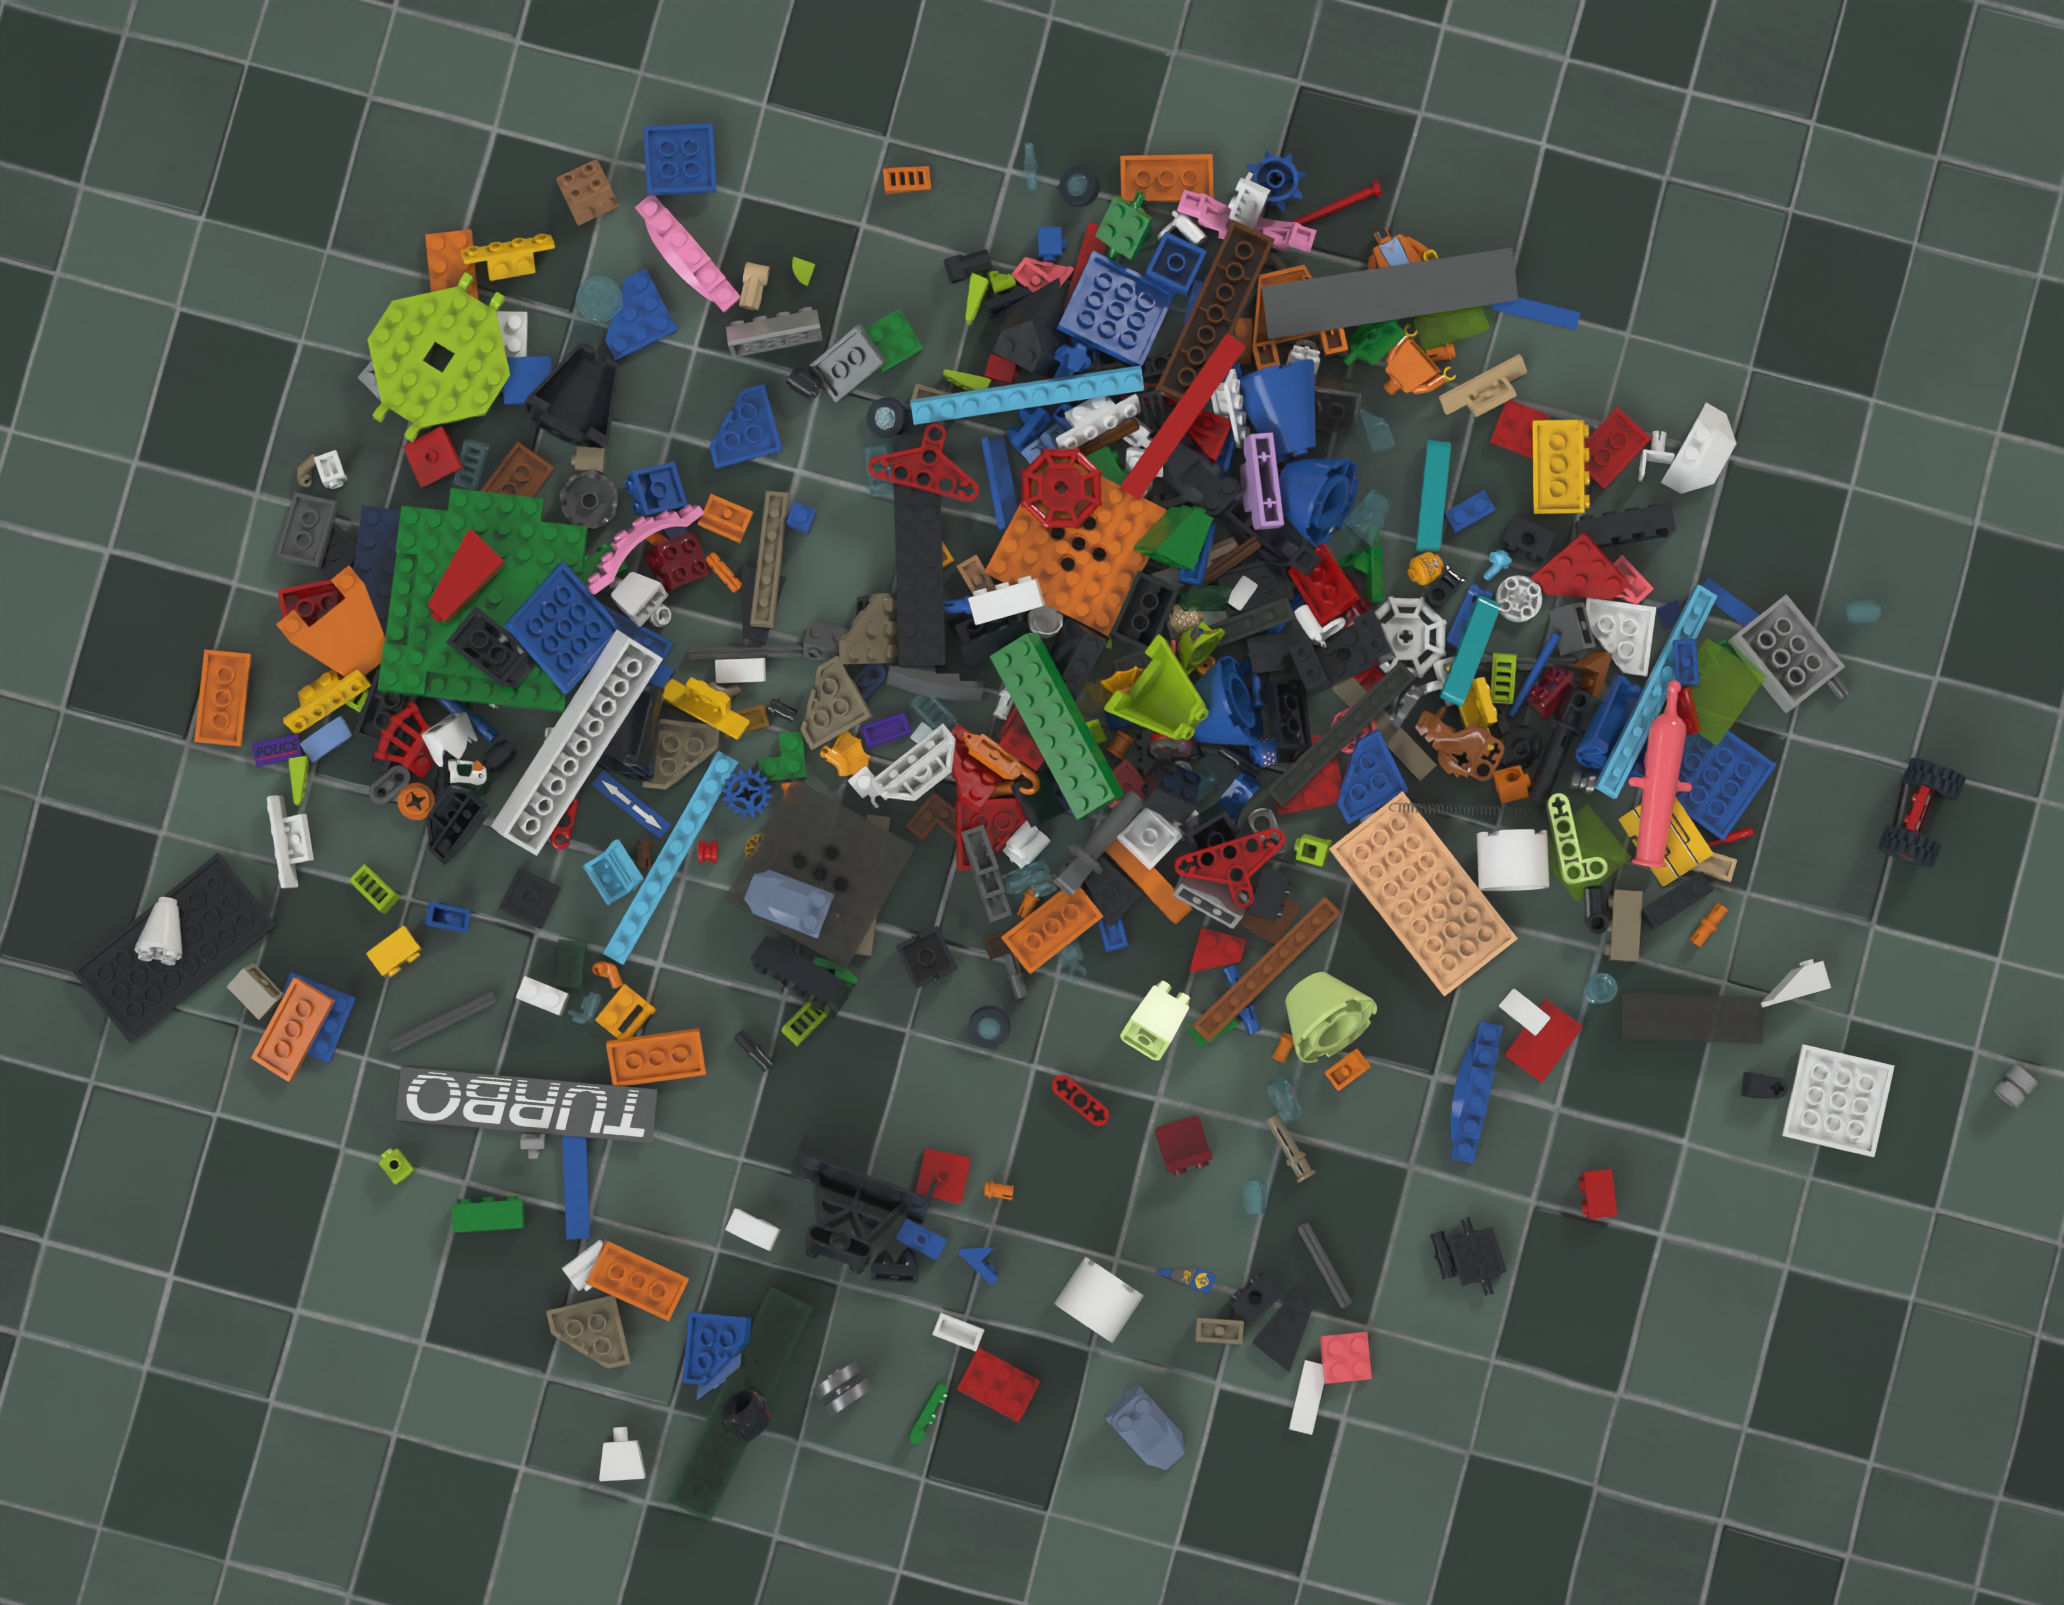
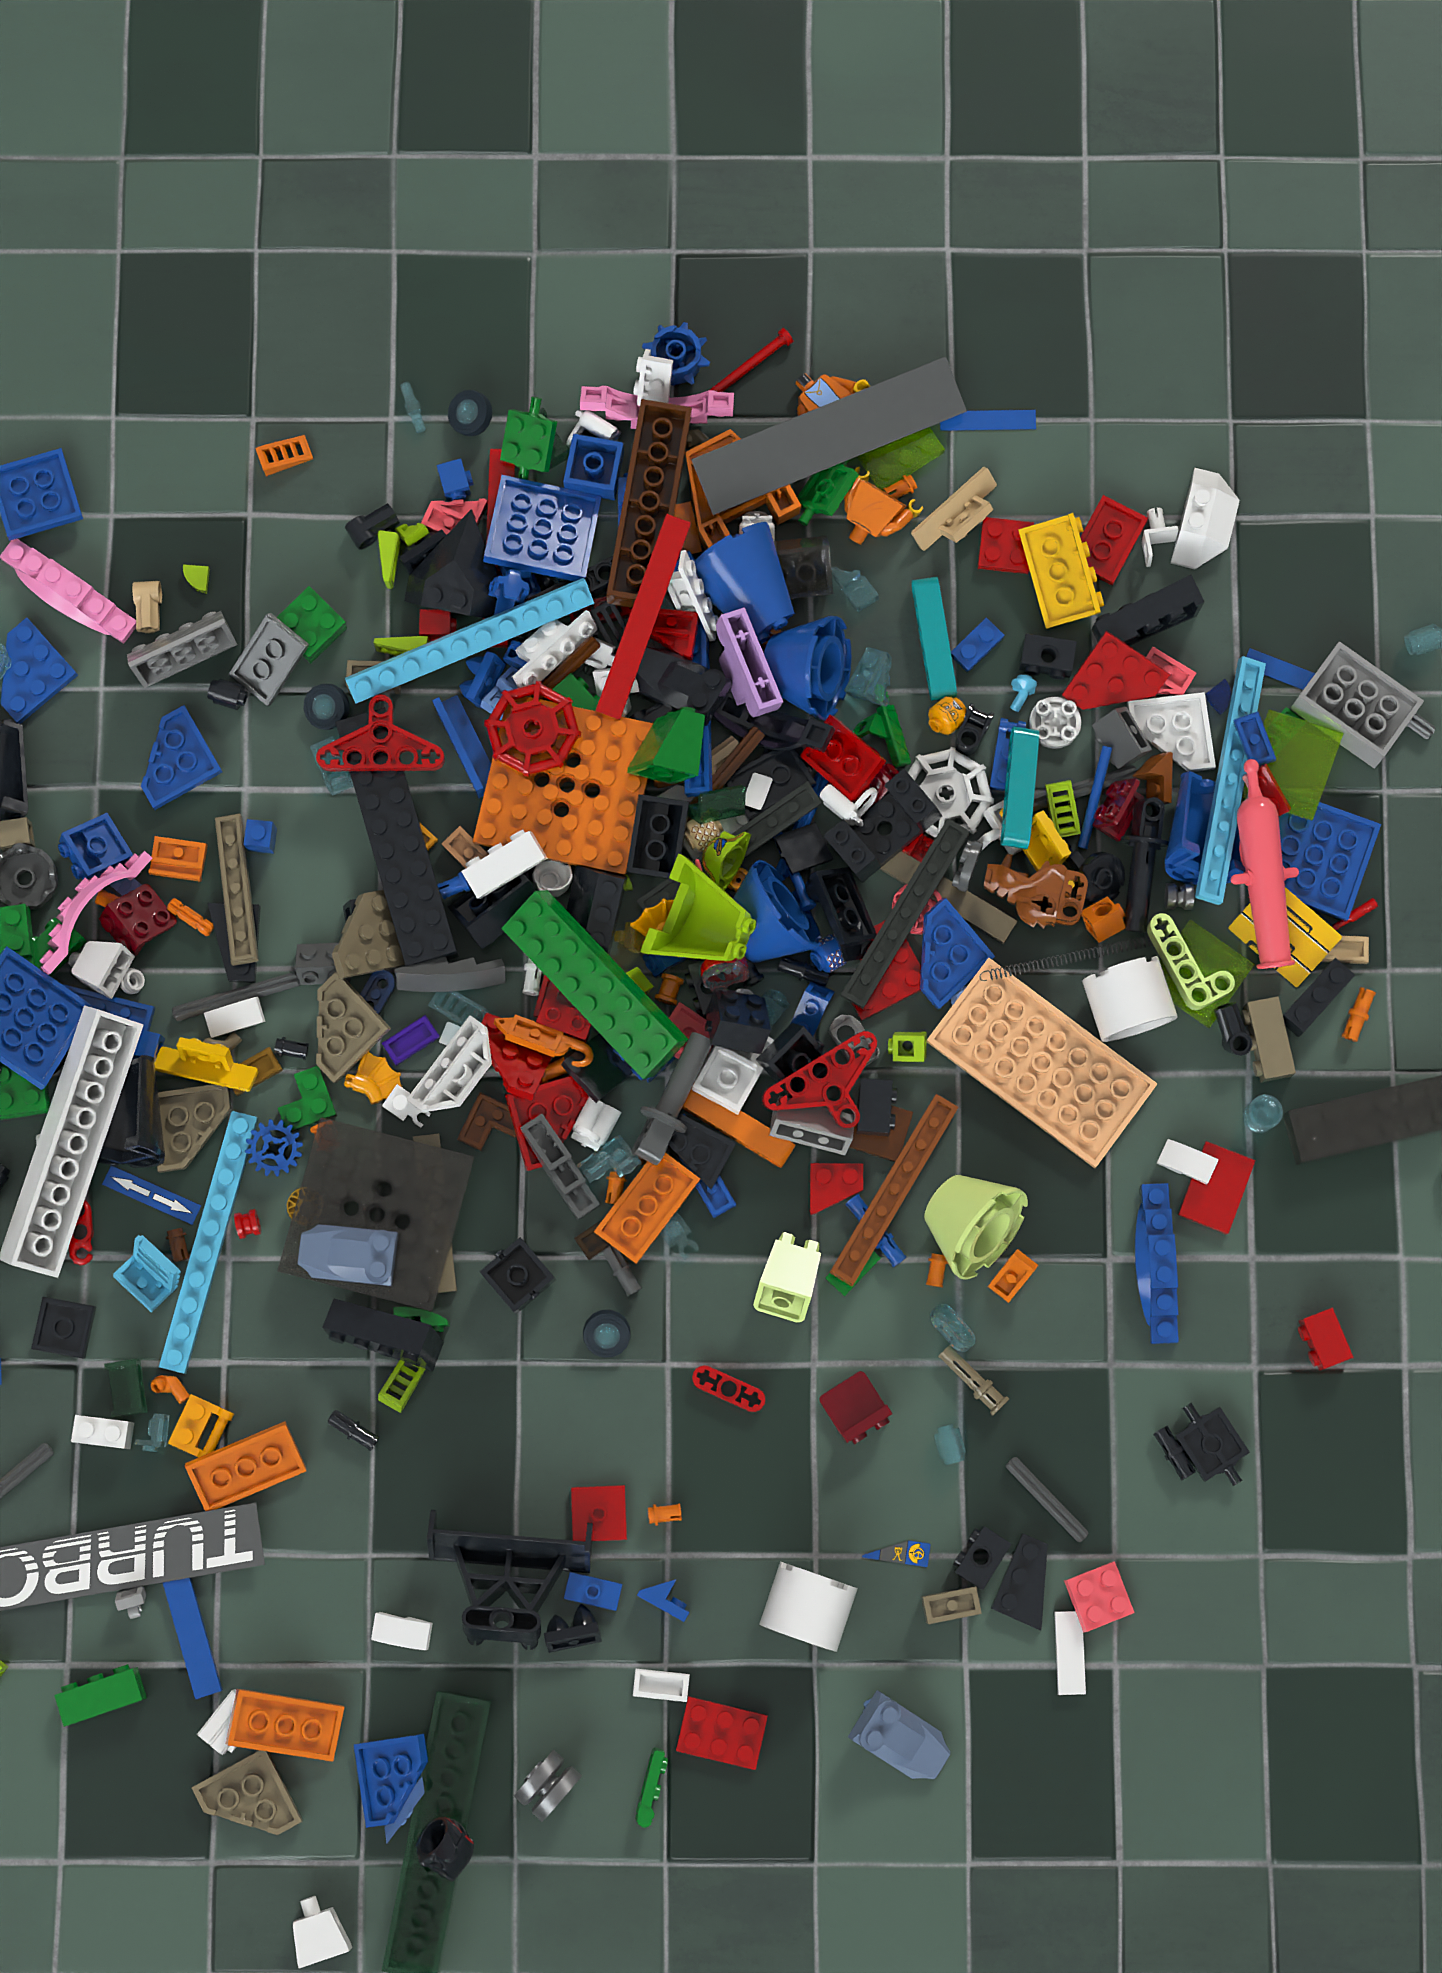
camera: 15 degrees left, 5 degrees down
(1166, 176) = (559, 379): orange plate -> none

